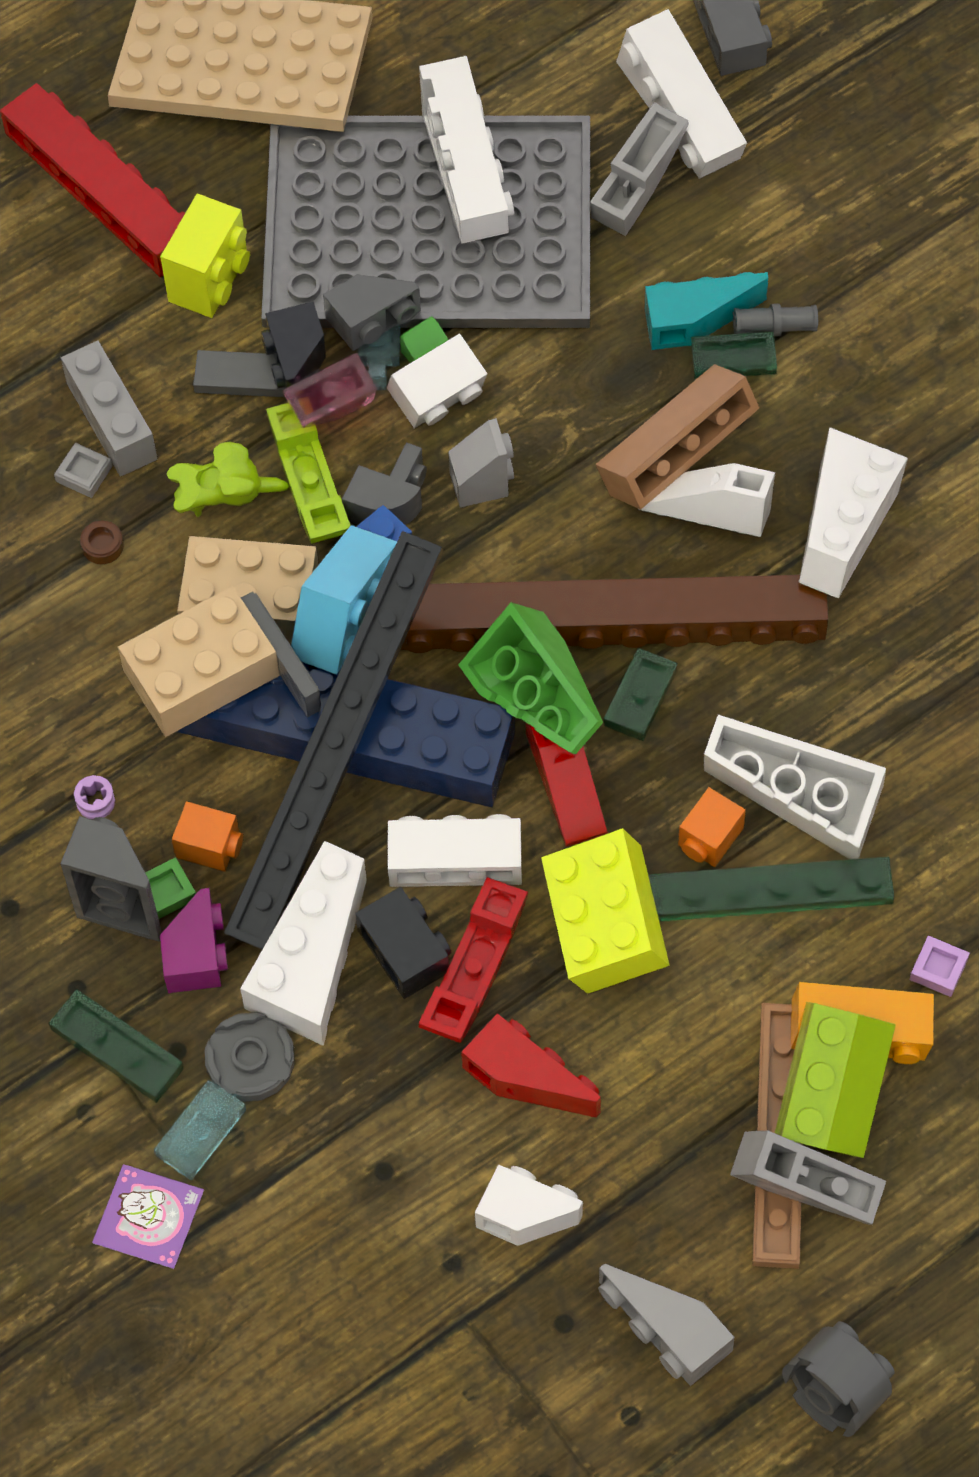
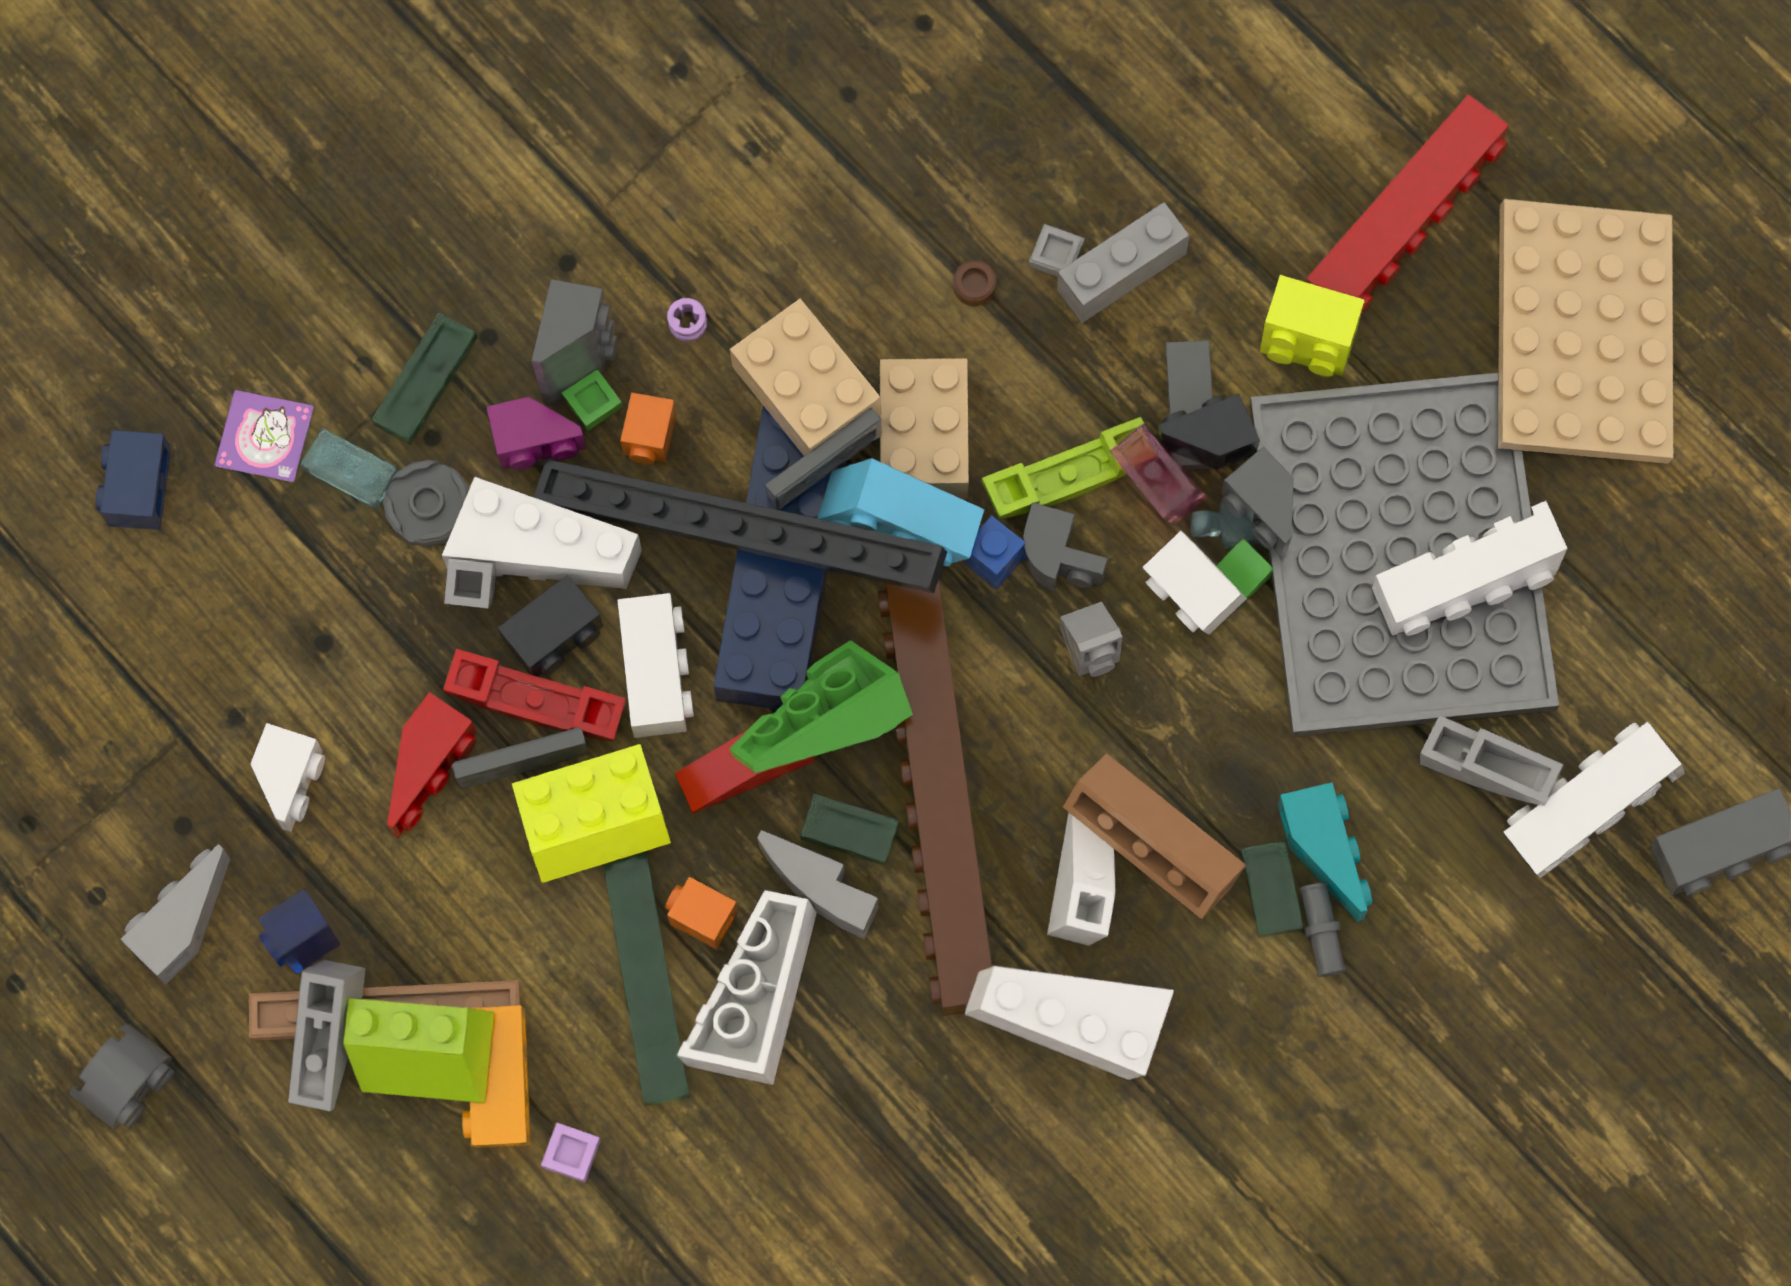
camera: 85 degrees right, 10 degrees up
(181, 1342) = (134, 479): none -> dark blue brick
(227, 480) = (1043, 387): lime animal -> none
(351, 1007) = (470, 583): none -> light grey brick
(535, 980) = (520, 758): none -> dark grey tile
(691, 722) = (820, 881): none -> light grey slope
(701, 1193) = (297, 933): none -> clear blue brick

